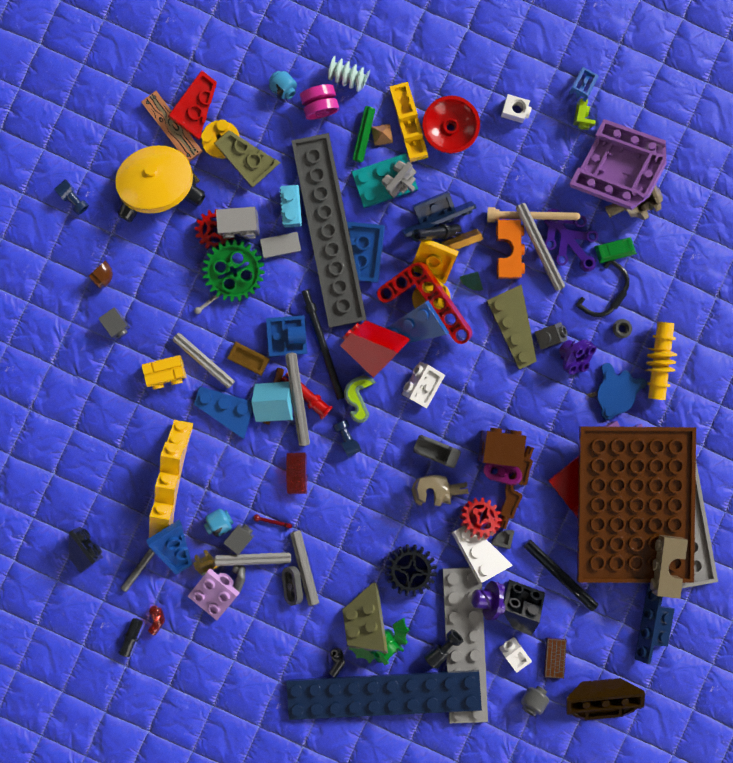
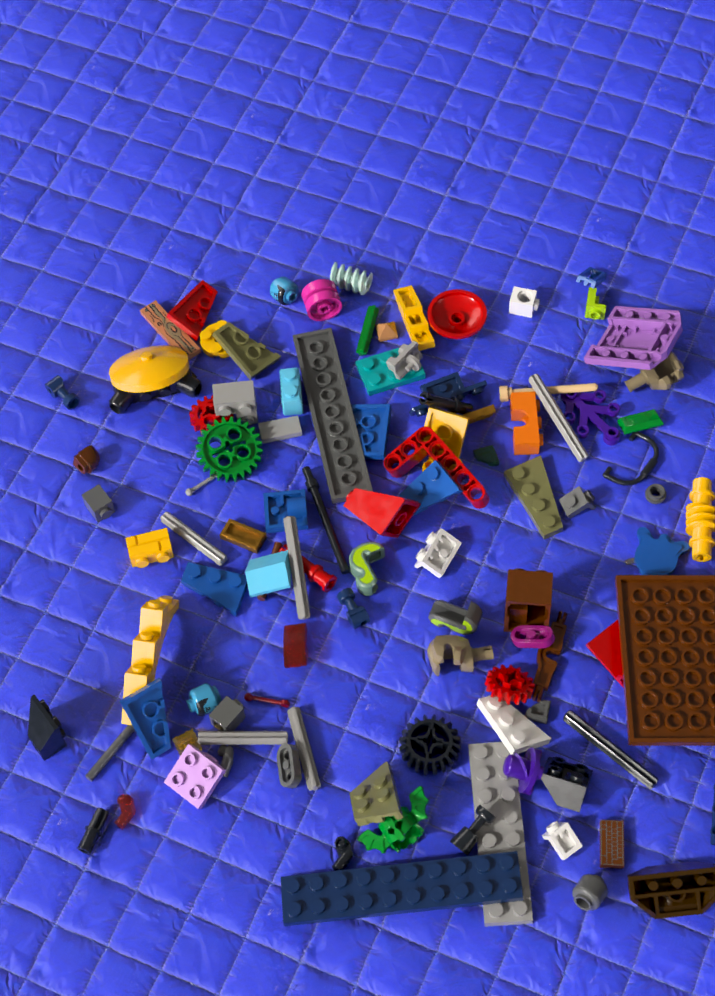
camera: 10 degrees right, 30 degrees down
(576, 355) = (608, 516): dark purple plate -> none

